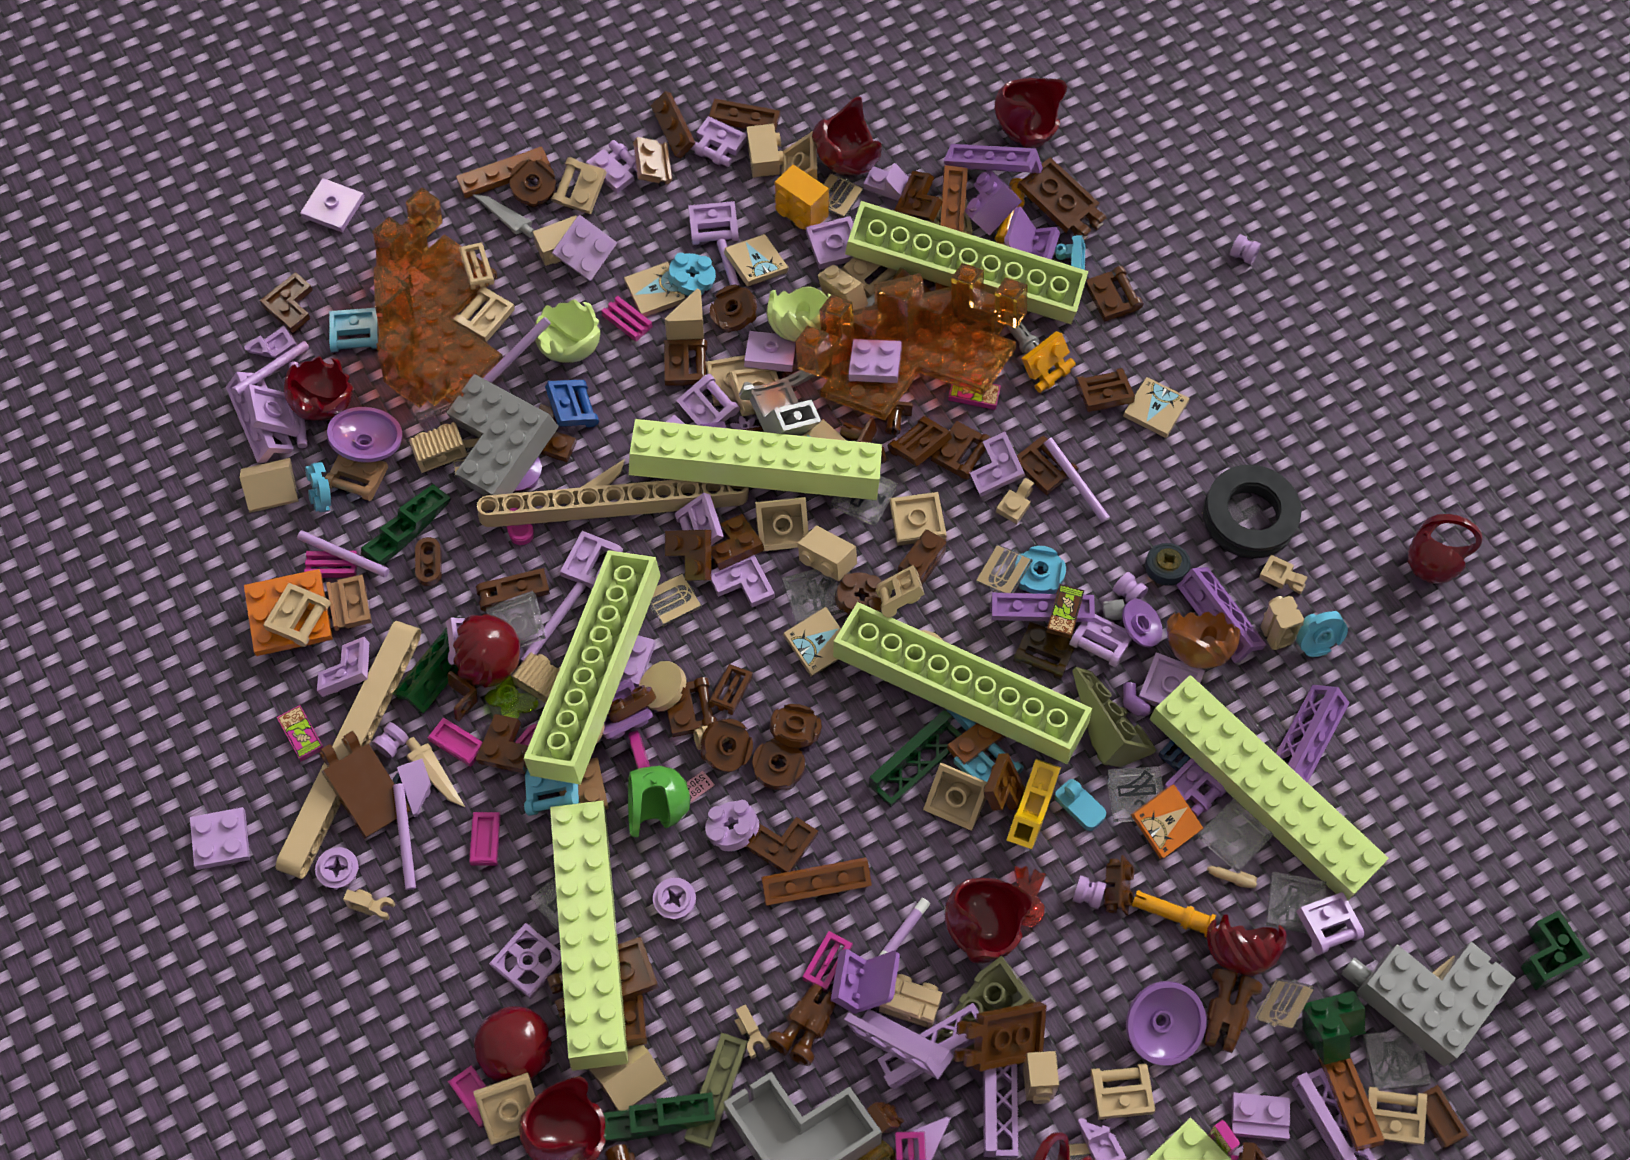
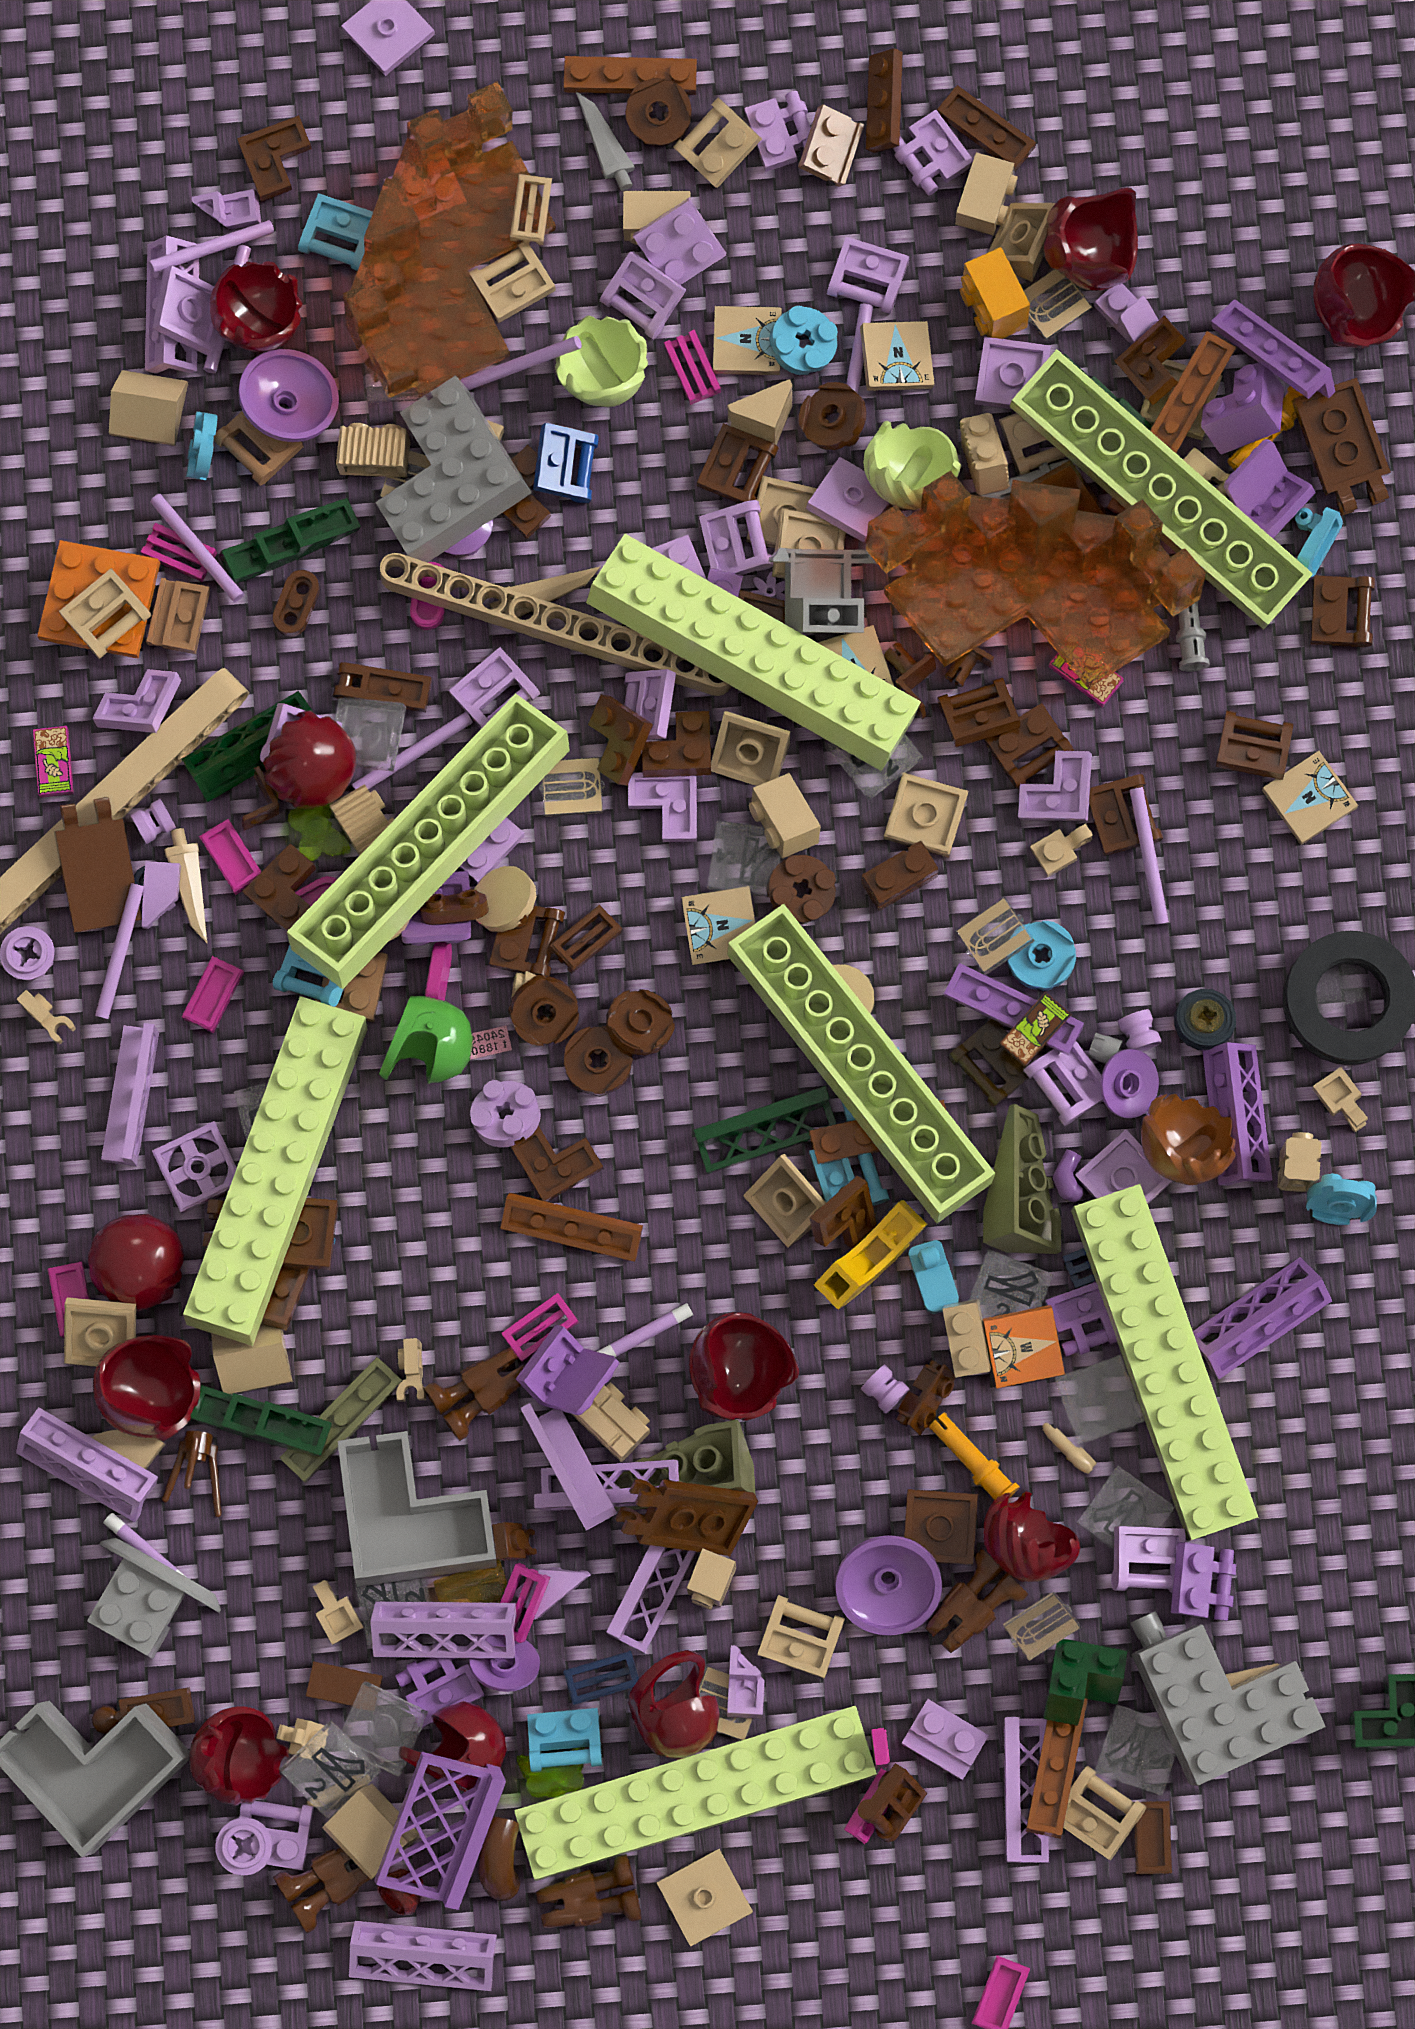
camera: 30 degrees right, 15 degrees up
(455, 932) = (130, 1095): none -> lavender fence
(573, 279) = (647, 285): none -> lavender plate
(677, 887) = (385, 1160): lavender gear -> none
(875, 361) = (972, 579): lavender plate -> none
(907, 590) = (851, 916): tan plate -> none
(1033, 887) = (815, 1355): clear red piece -> none
(1044, 356) = (1197, 667): light orange plate -> none
(1127, 831) = (966, 1338): none -> tan brick
(1178, 962) = (942, 1524): none -> reddish brown plate
(1368, 924) = (1193, 1581): none -> medium lavender plate

